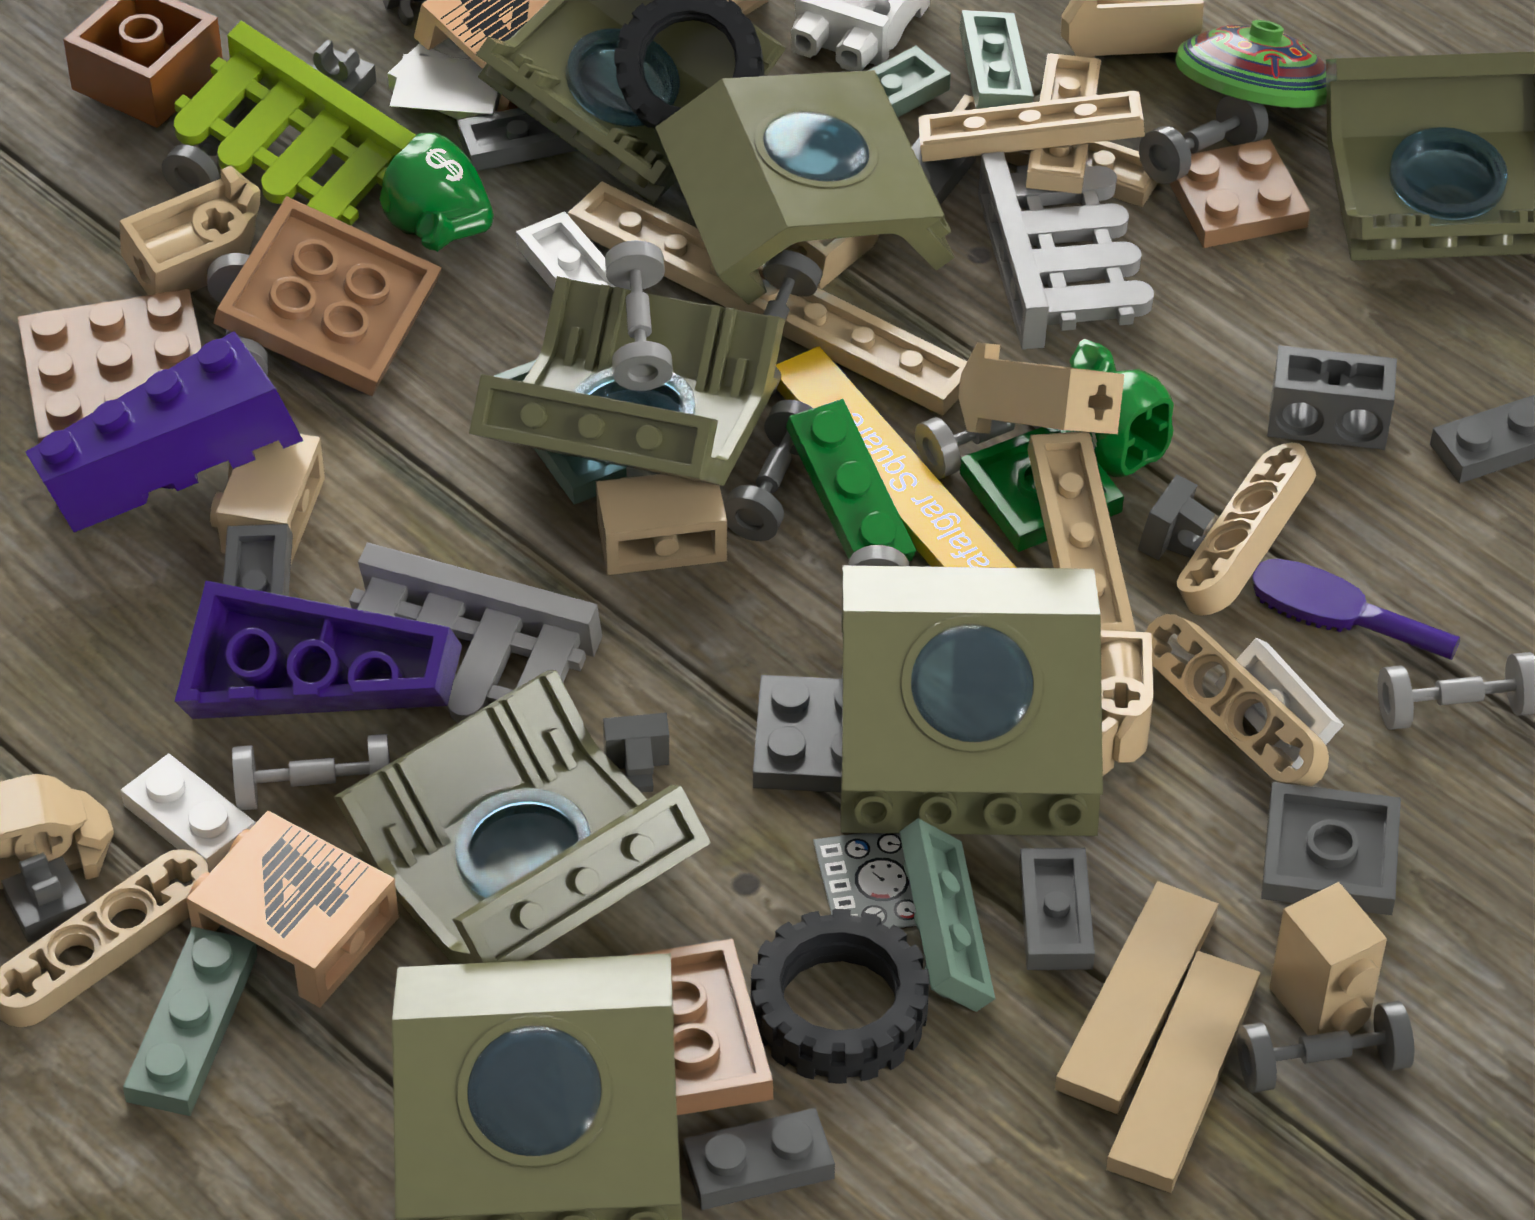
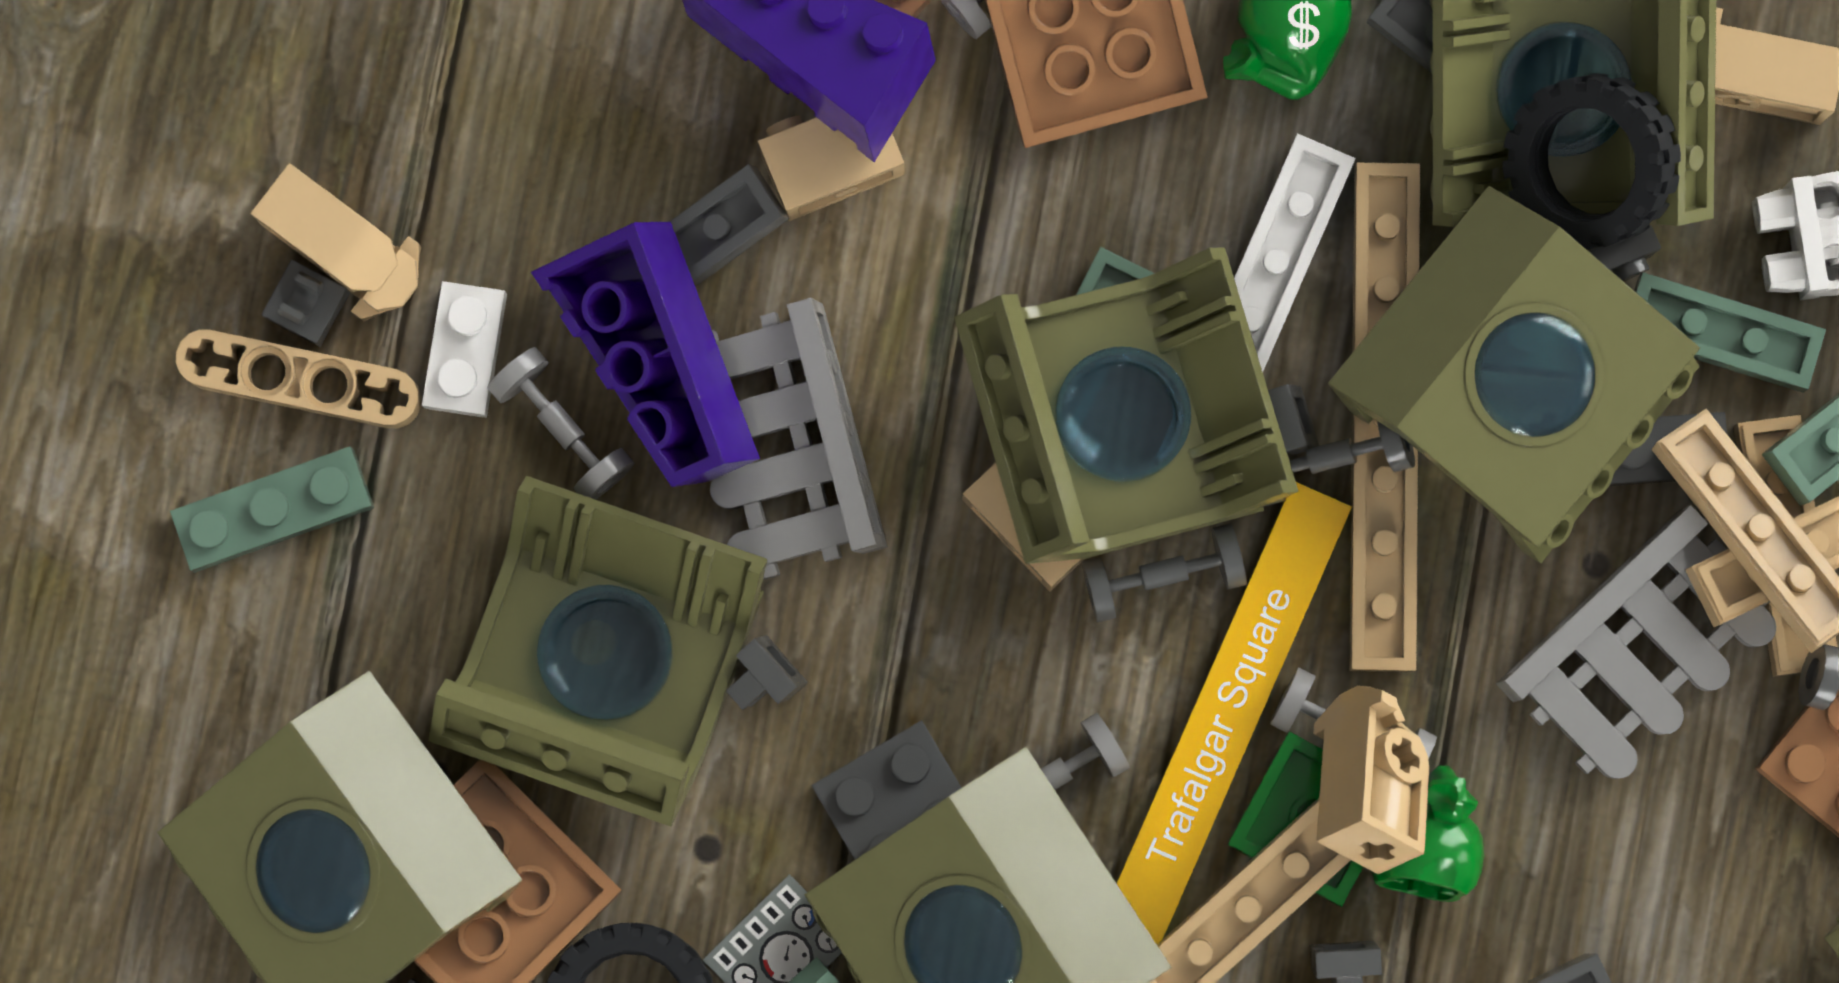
camera: 60 degrees right, 35 degrees up
(297, 902) = (414, 511): light nougat panel -> none
(640, 363) = (1204, 360): light grey wheel -> none
(847, 479) = (1181, 658): green plate -> none

